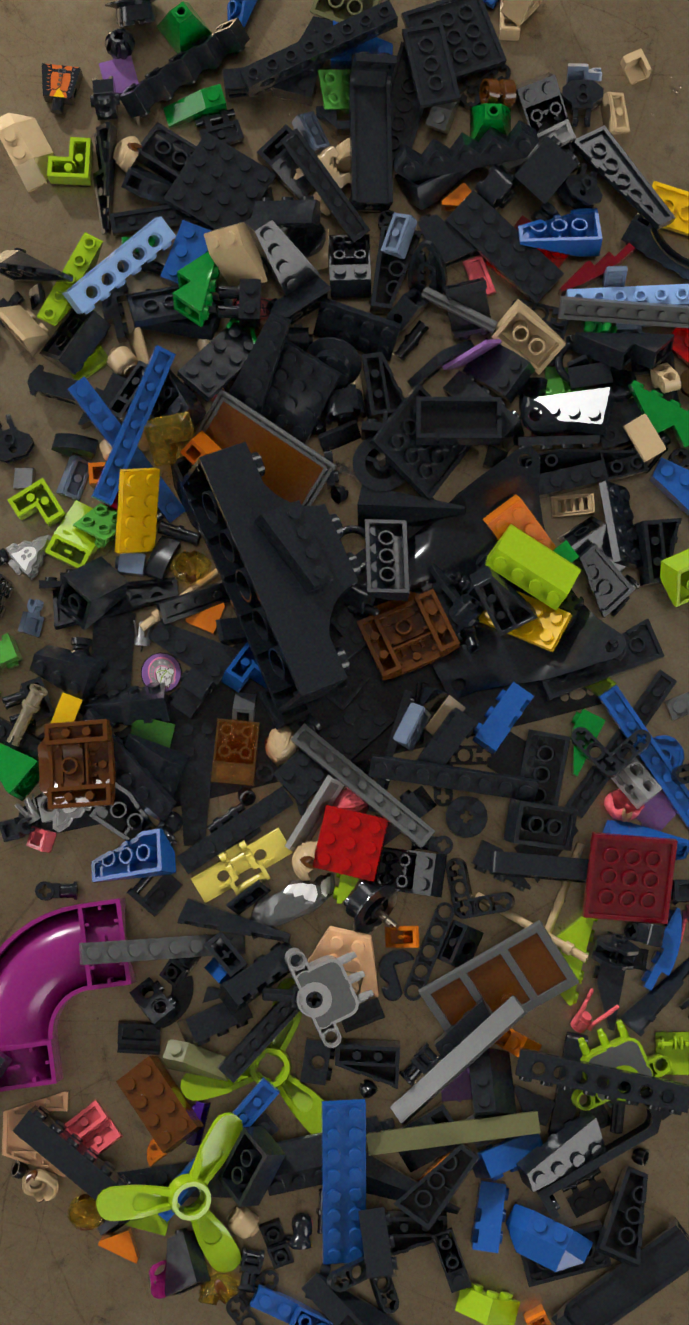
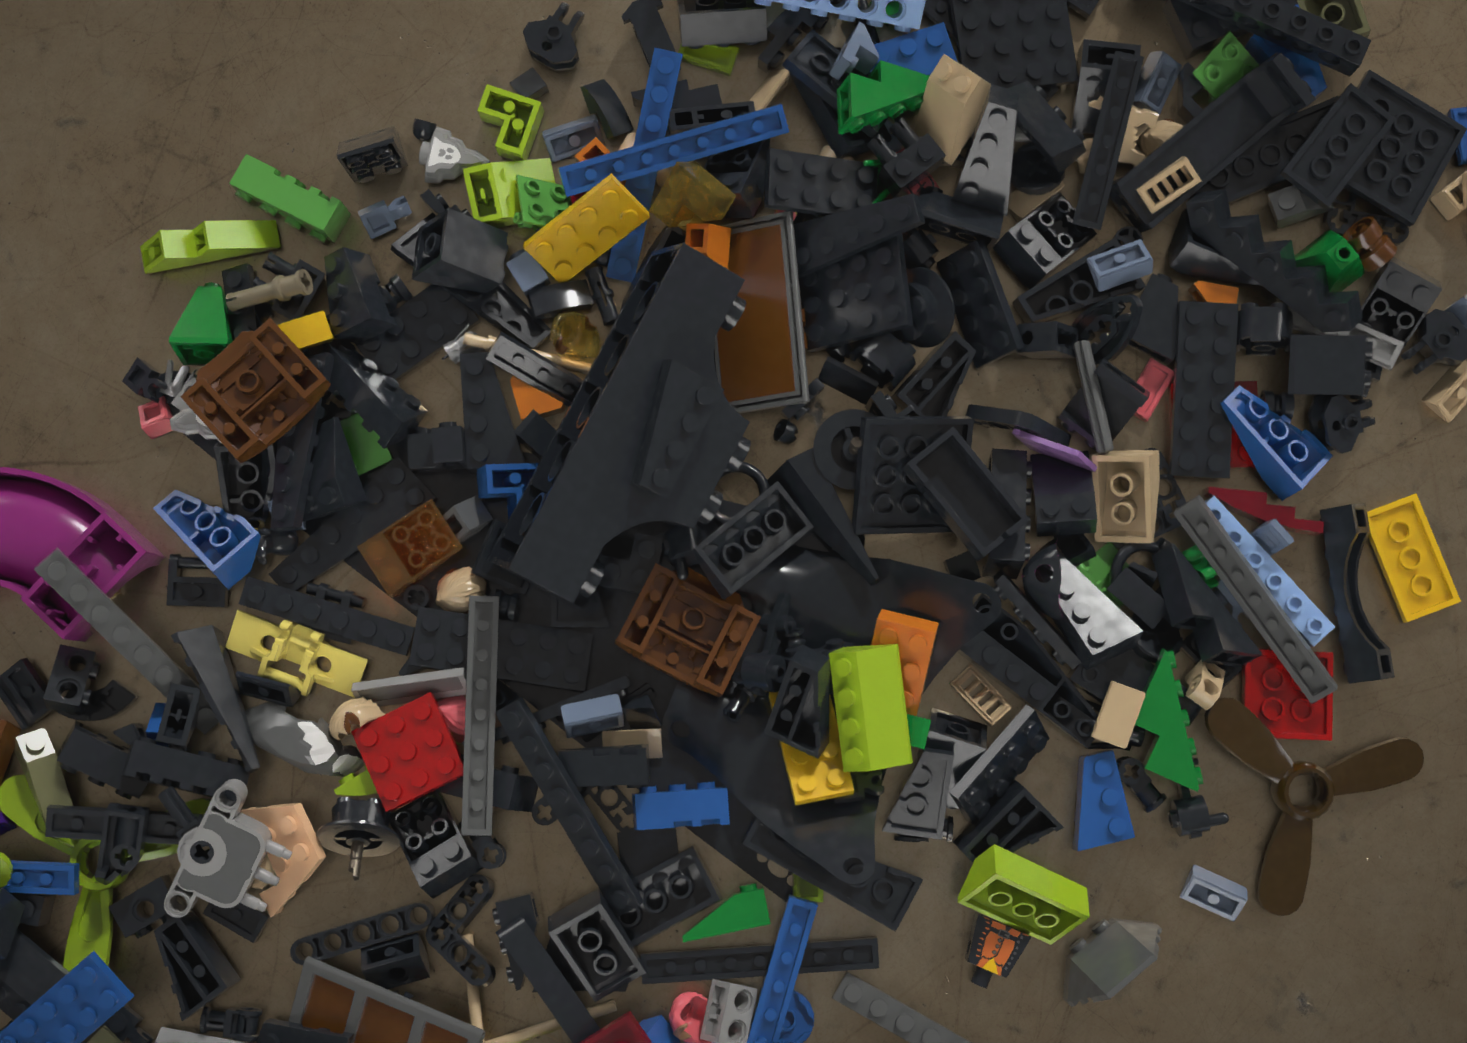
camera: 50 degrees right, 0 degrees up
(58, 890) = (113, 478): black connector -> none
(122, 361) = (738, 83): tan head -> none
(160, 282) = (856, 53): none -> sand blue slope
(162, 668) = (439, 395): tile -> none
(177, 969) = (125, 677): black slope -> none
(248, 796) = (377, 601): black hinge -> none
(265, 1034) = (122, 829): none -> black piece
(368, 1089) = (161, 986): black hinge -> none
(384, 157) = (1188, 171): none -> tan slope
(388, 973) = (304, 907): black animal -> none
(402, 937) = (357, 895): orange slope -> none
(411, 340) = (1017, 373): black pin -> none
(473, 826) = (535, 871): black brick -> none
(614, 757) = (734, 967): black beam -> none
(616, 167) = (1396, 437): black wing -> none

